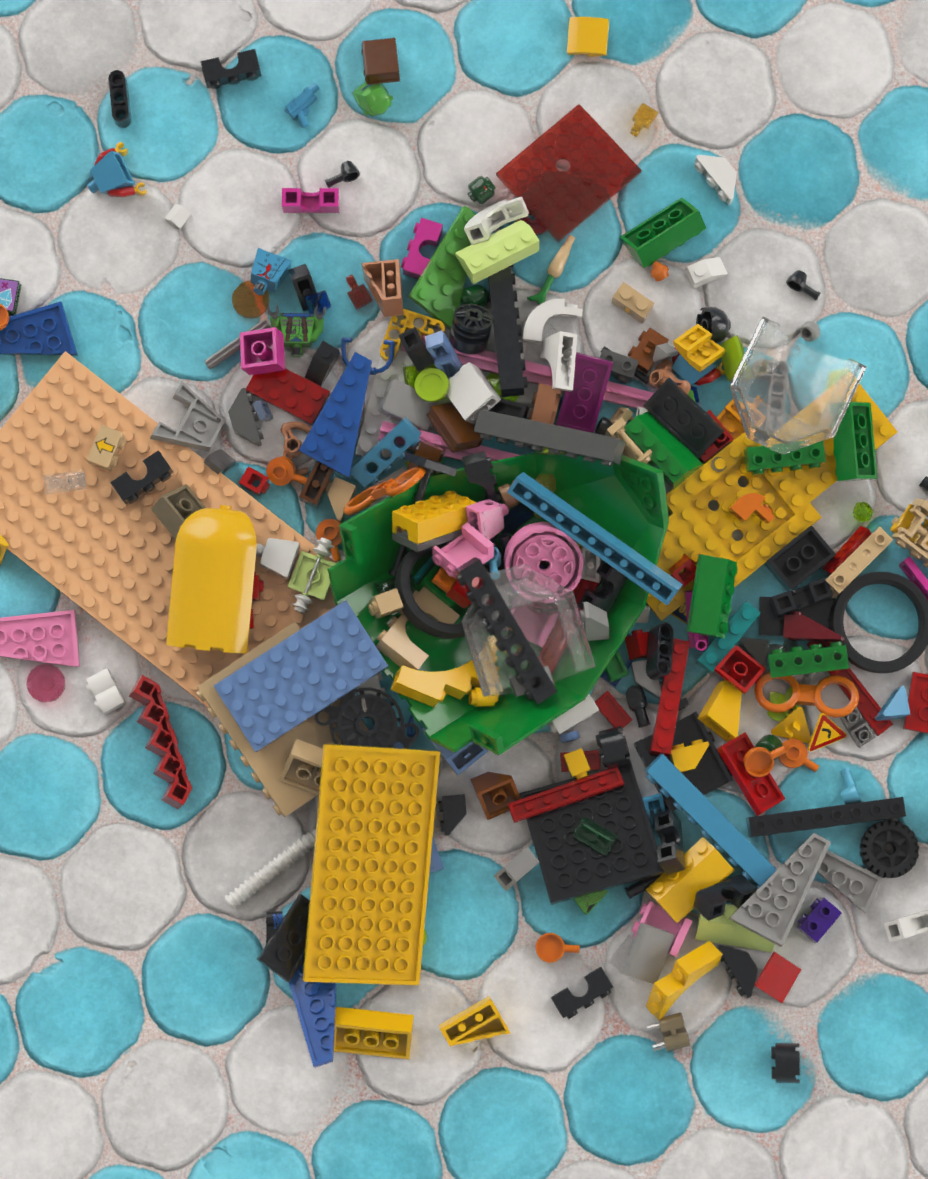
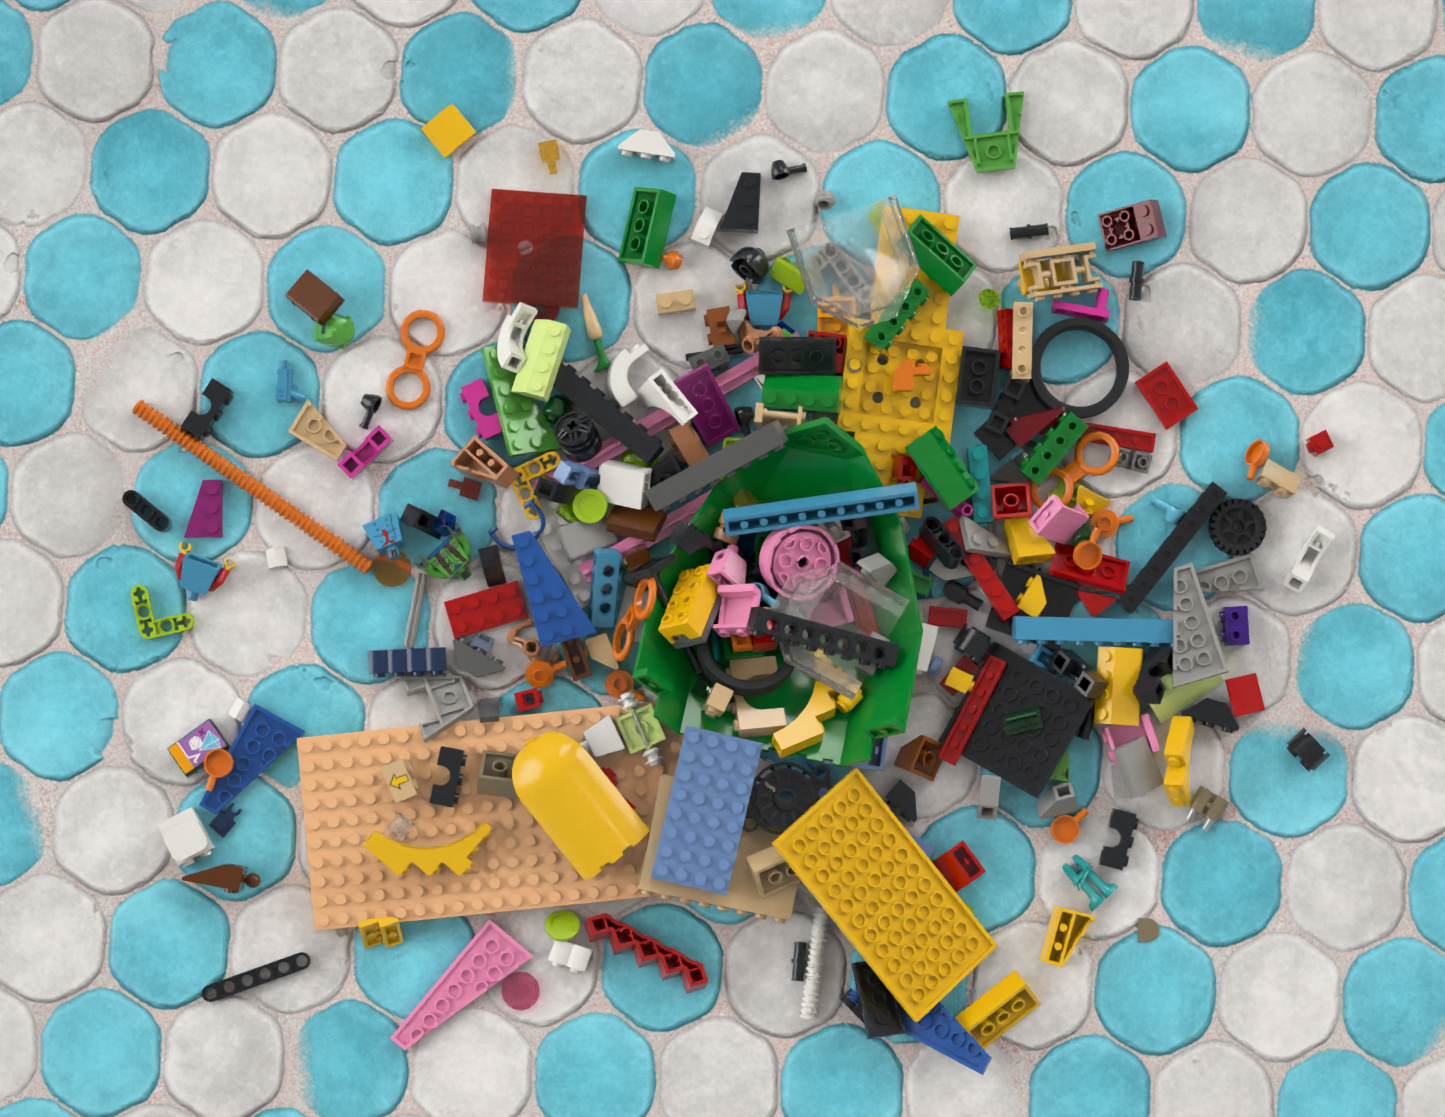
camera: 40 degrees left, 5 degrees up
(47, 296) = (240, 710): none -> white slope
(49, 183) = (156, 624): none -> lime beam
(51, 498) = (428, 859): none -> yellow arch
(120, 664) = (562, 925): none -> lime piece
(161, 140) = (207, 513): none -> magenta wing
(197, 373) = (407, 660): none -> dark blue brick
(210, 152) = (252, 486): none -> orange piece
(262, 351) = (442, 599): dark pink brick -> none
(263, 855) = (798, 961): none -> black pin
(291, 155) = (317, 432): none -> tan wing
(409, 171) = (415, 360): none -> orange bar
(446, 898) = (959, 866): none -> red slope
(481, 190) = (483, 323): dark green head -> none
(525, 995) = (1079, 879): none -> teal piece
(539, 125) = (478, 233): none -> light grey wheel
(540, 1081) = (1147, 929): none -> dark tan piece
(564, 921) = (1057, 801): none -> light grey slope
(622, 412) = (748, 395): tan tile -> none
(690, 678) = (982, 541): none -> light grey wing
(698, 347) = (758, 293): yellow slope -> none
(730, 802) = (1094, 602): none -> red slope
(747, 281) = (744, 205): none -> black wedge
(760, 715) = (1058, 521): none -> bright pink panel
(825, 733) = (1114, 487): piece -> none
(895, 707) = (1145, 419): dark azure slope -> none

